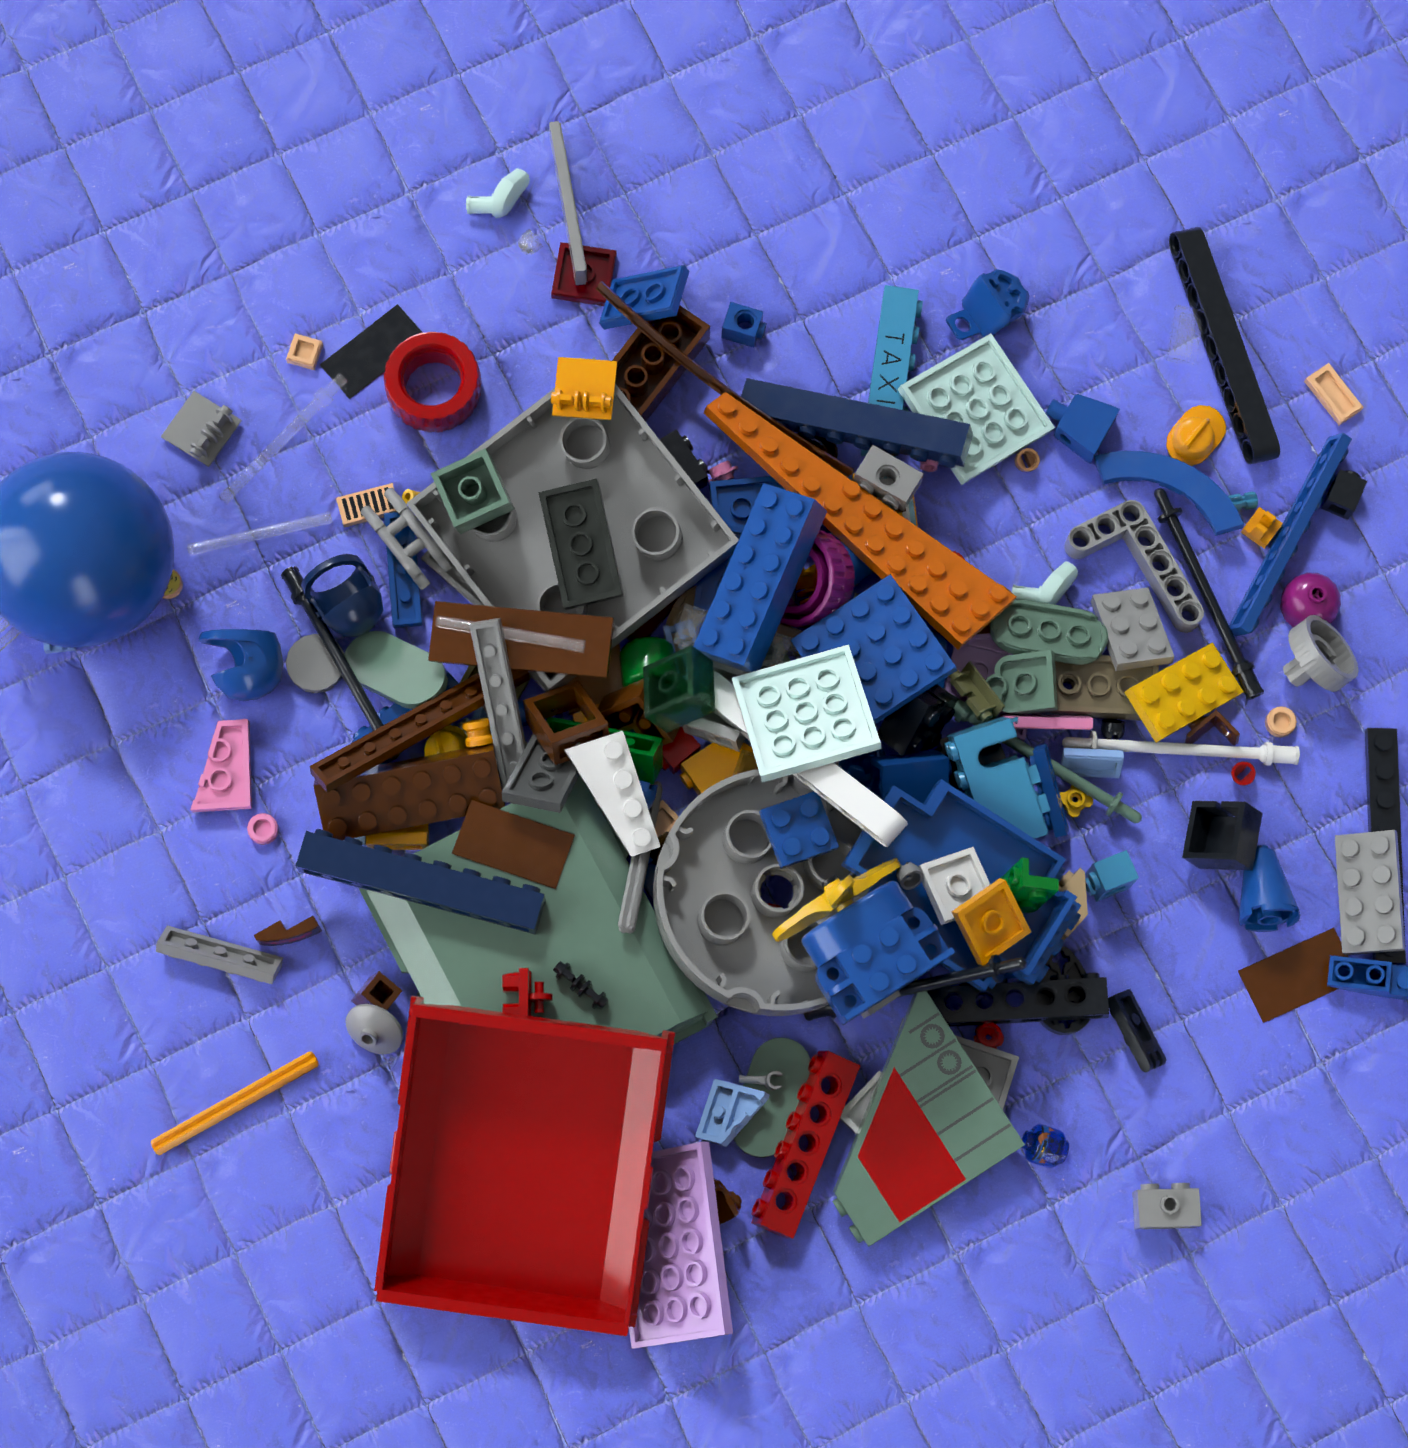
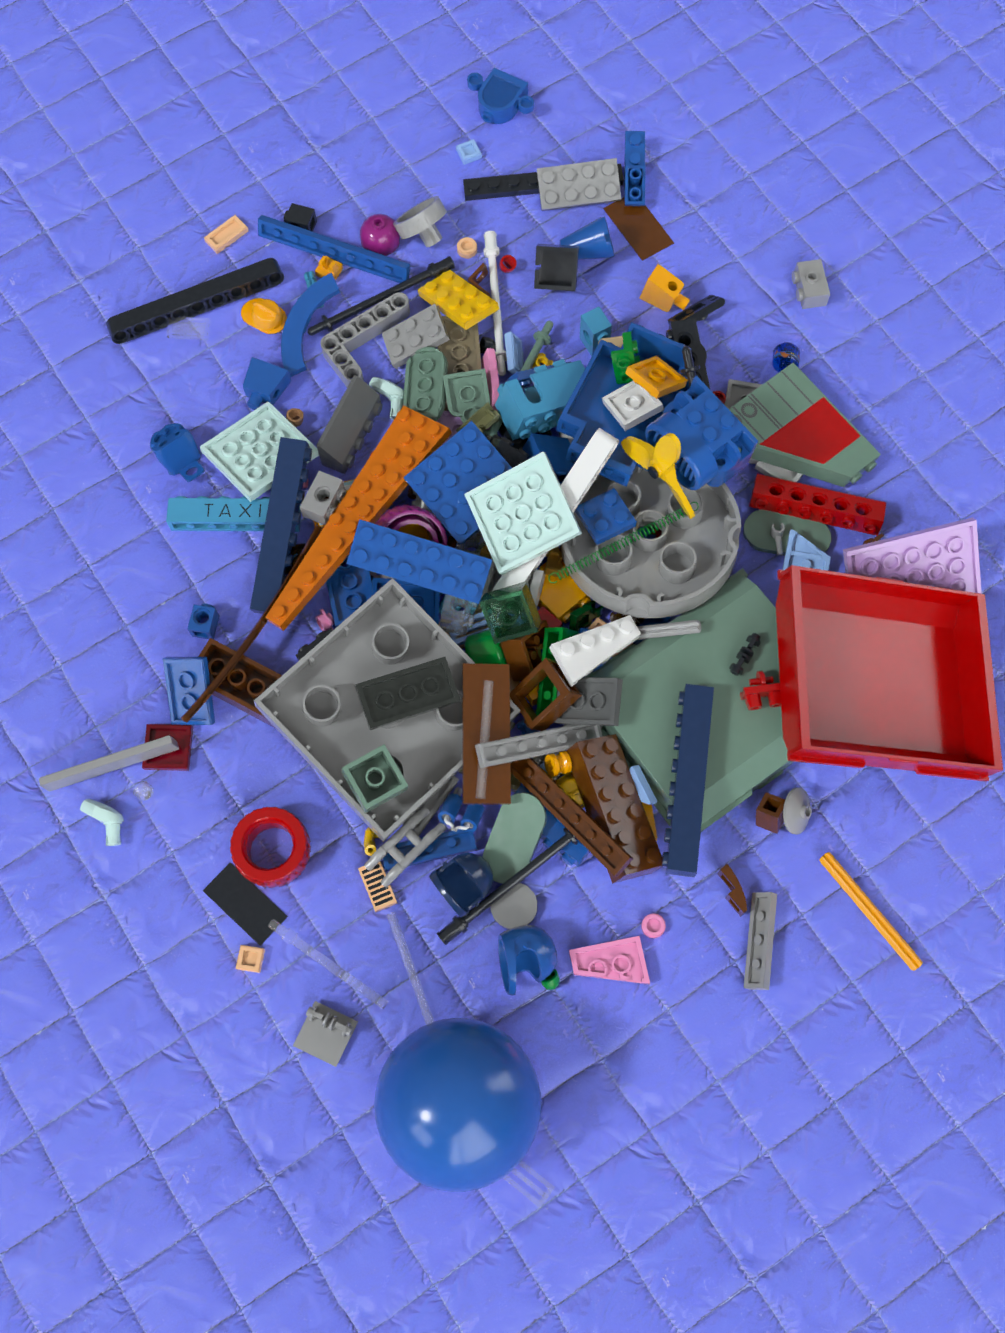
camera: 90 degrees left, 5 degrees down
(215, 695) = (551, 981): none -> green hinge
(429, 830) = (642, 786): none -> light blue tile
(435, 591) = (451, 808): none -> blue piece
(513, 844) = (645, 720): reddish brown sticker -> none
(584, 388) = (281, 703): light orange hinge -> none
(678, 793) = (584, 615): none -> dark green plate
(752, 841) = (645, 533): none -> green piece
(914, 873) = (631, 430): light grey hinge -> none
(1000, 527) = (349, 425): none -> dark grey slope
(1181, 978) = (664, 290): none -> light orange torso

